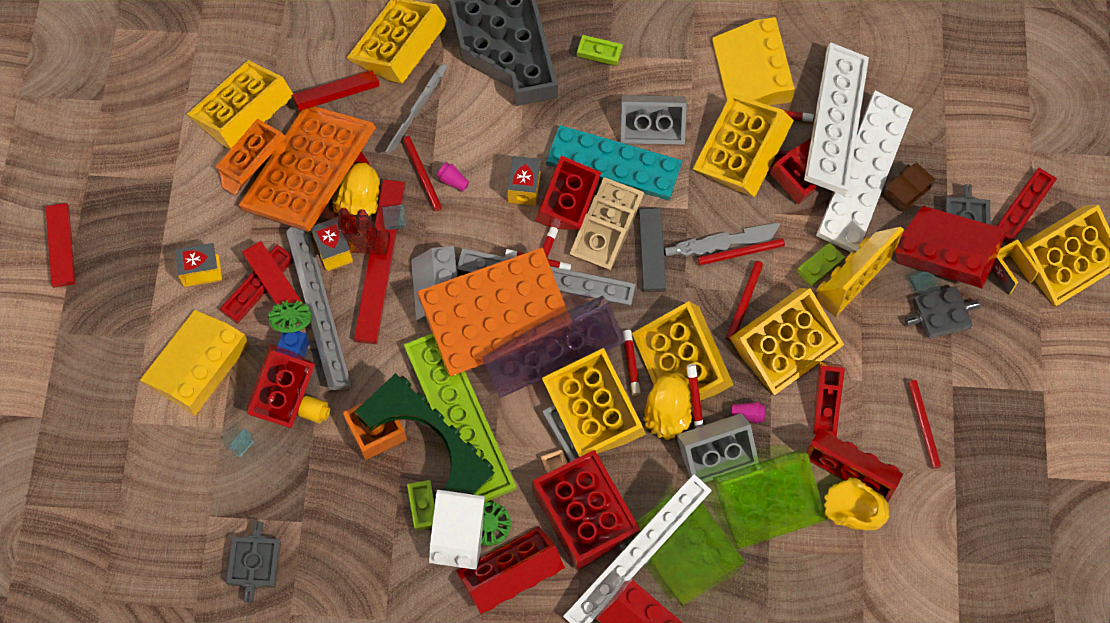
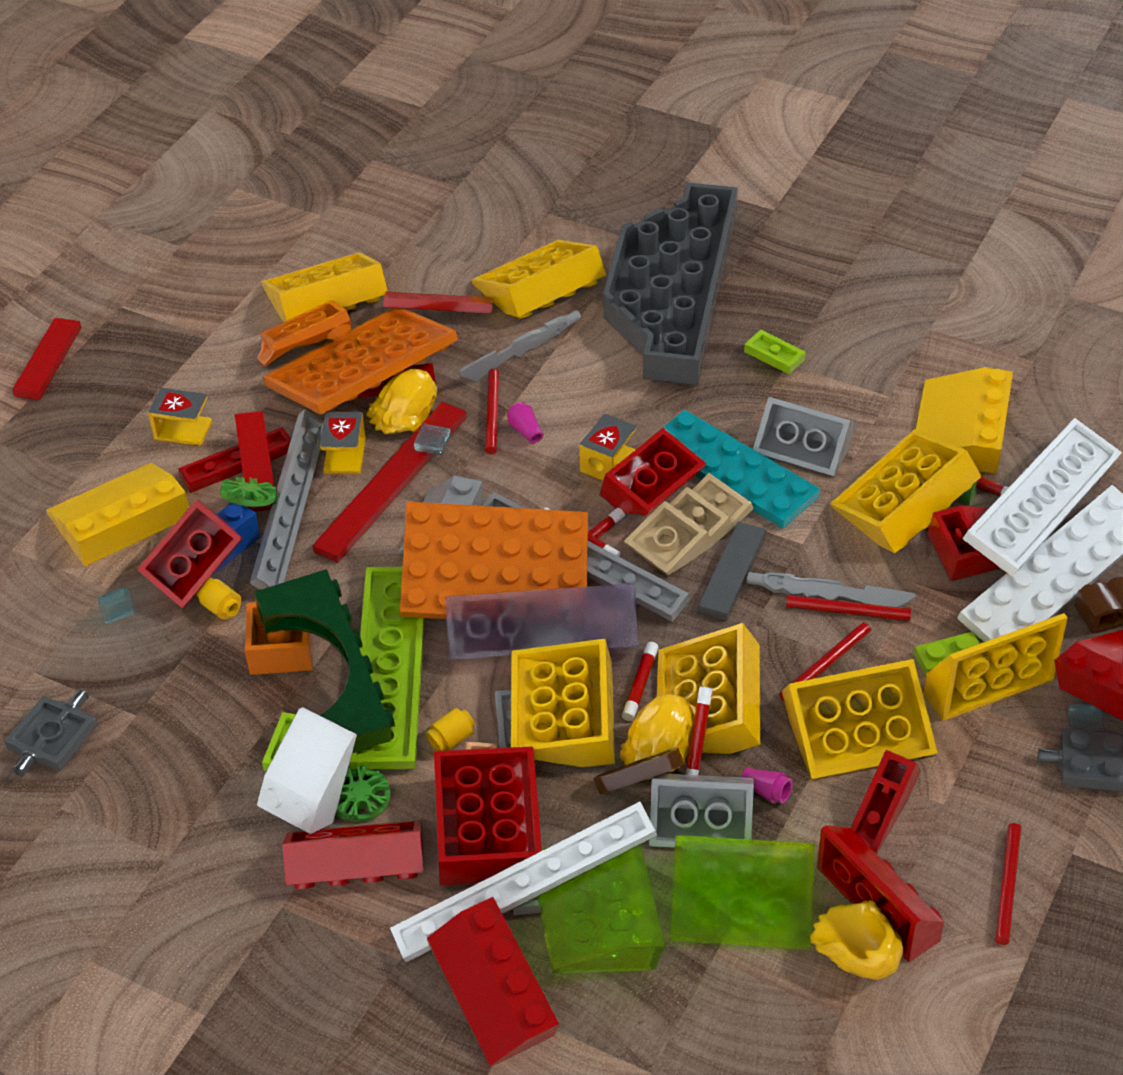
camera: 25 degrees right, 20 degrees down
(362, 233) = (378, 431): clear red piece -> none
(526, 452) = (450, 730): none -> yellow brick
(669, 439) = (639, 770): none -> reddish brown beam

